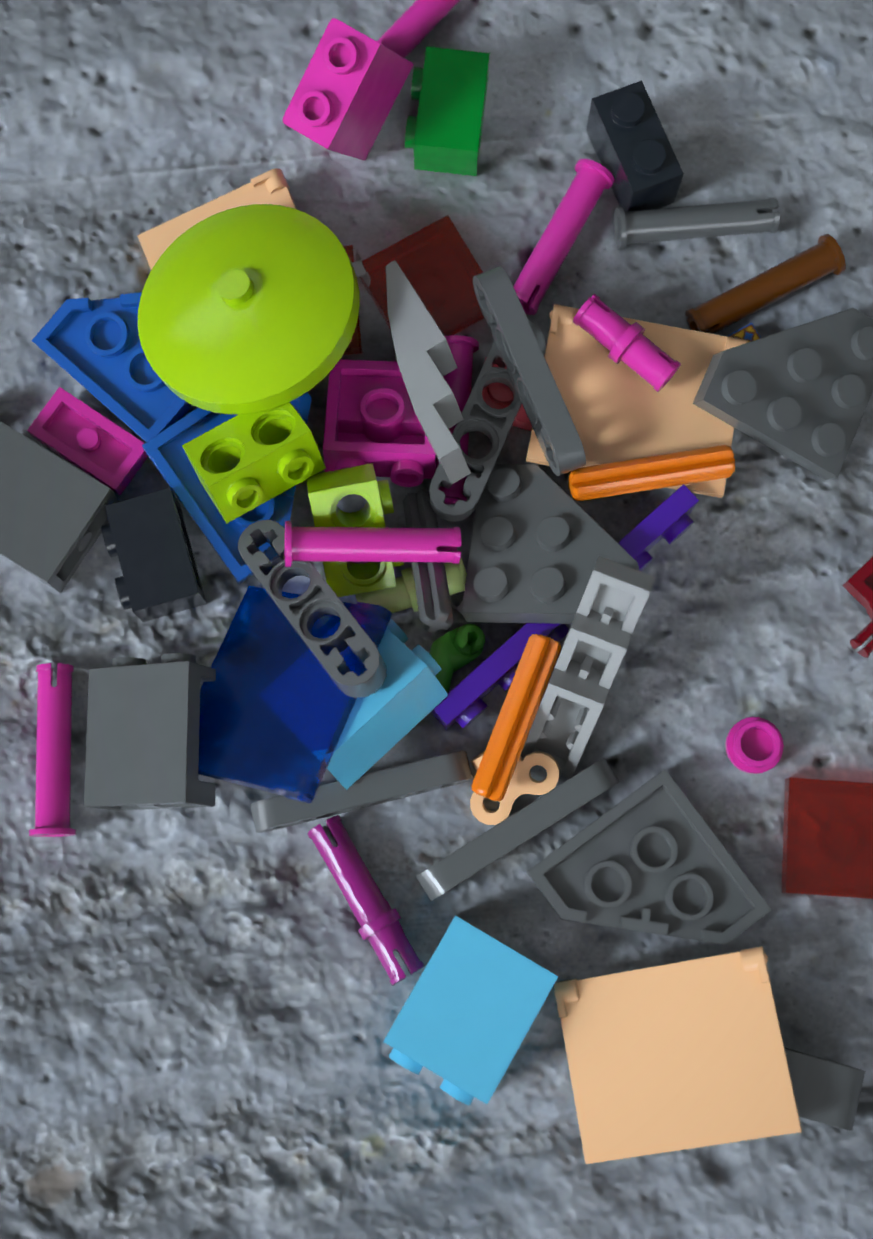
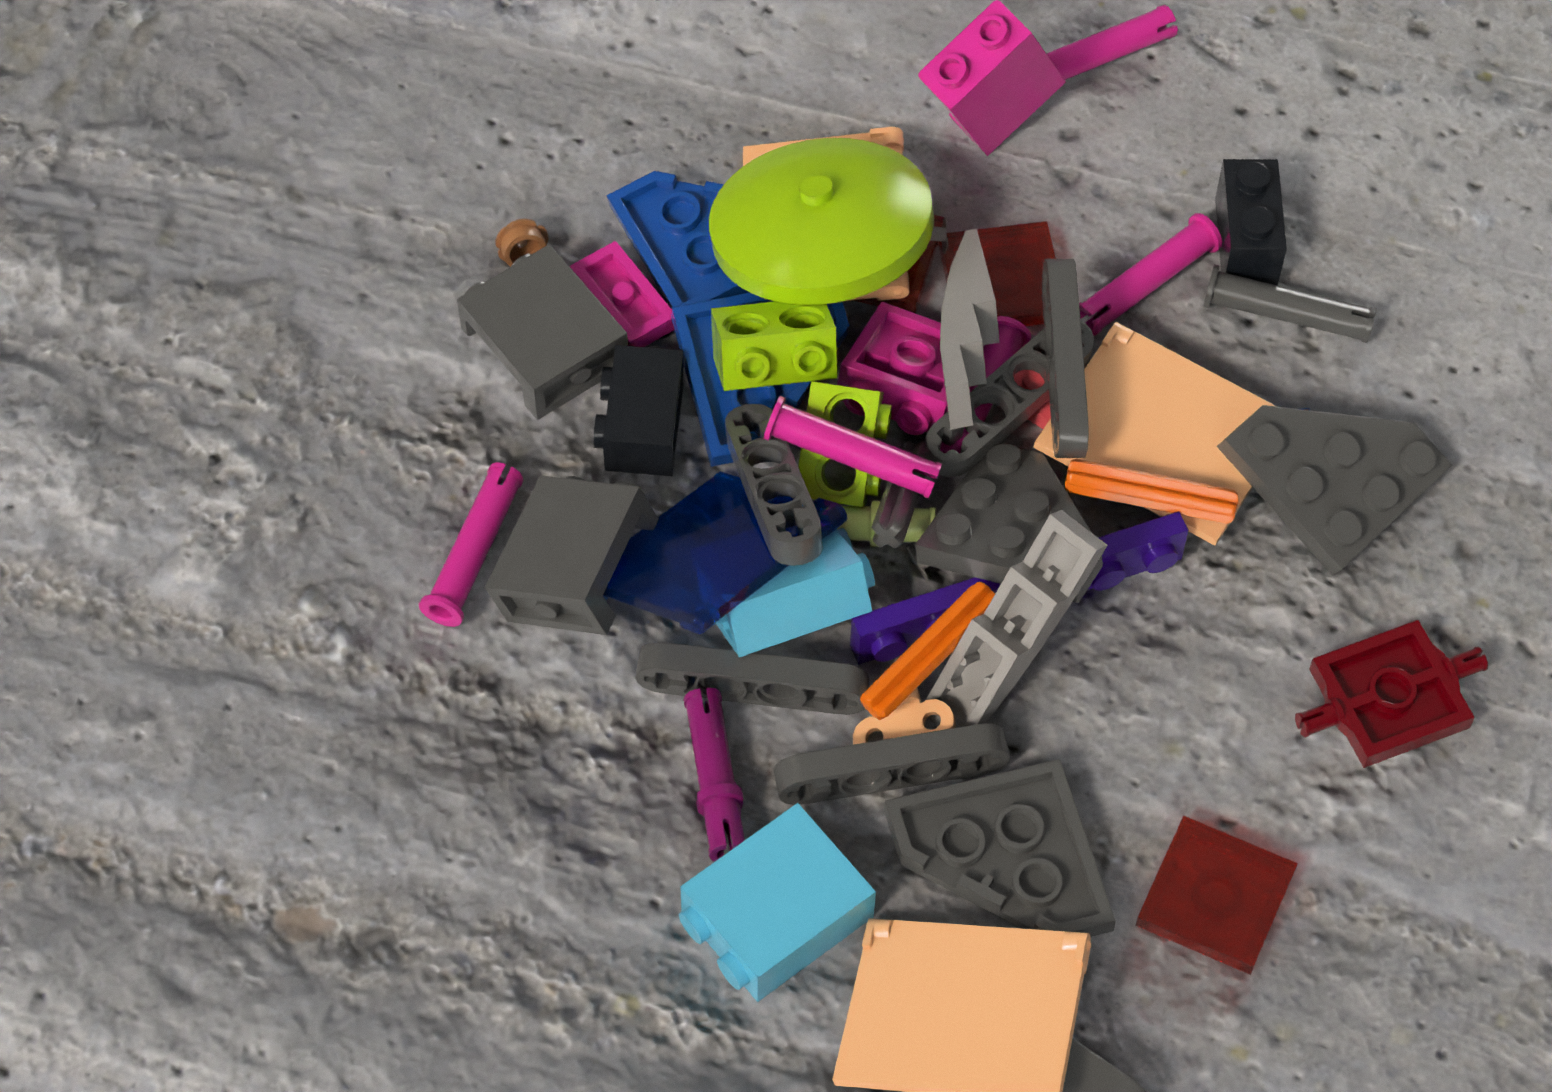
camera: 20 degrees right, 20 degrees down
(450, 110) = (1084, 136): green brick -> none
(456, 650) = (898, 587): bright green arm -> none
(626, 342) = (1171, 371): dark pink pin -> none
(754, 745) = (1160, 777): dark pink plate -> none
(768, 287) = (1340, 383): reddish brown pin -> none

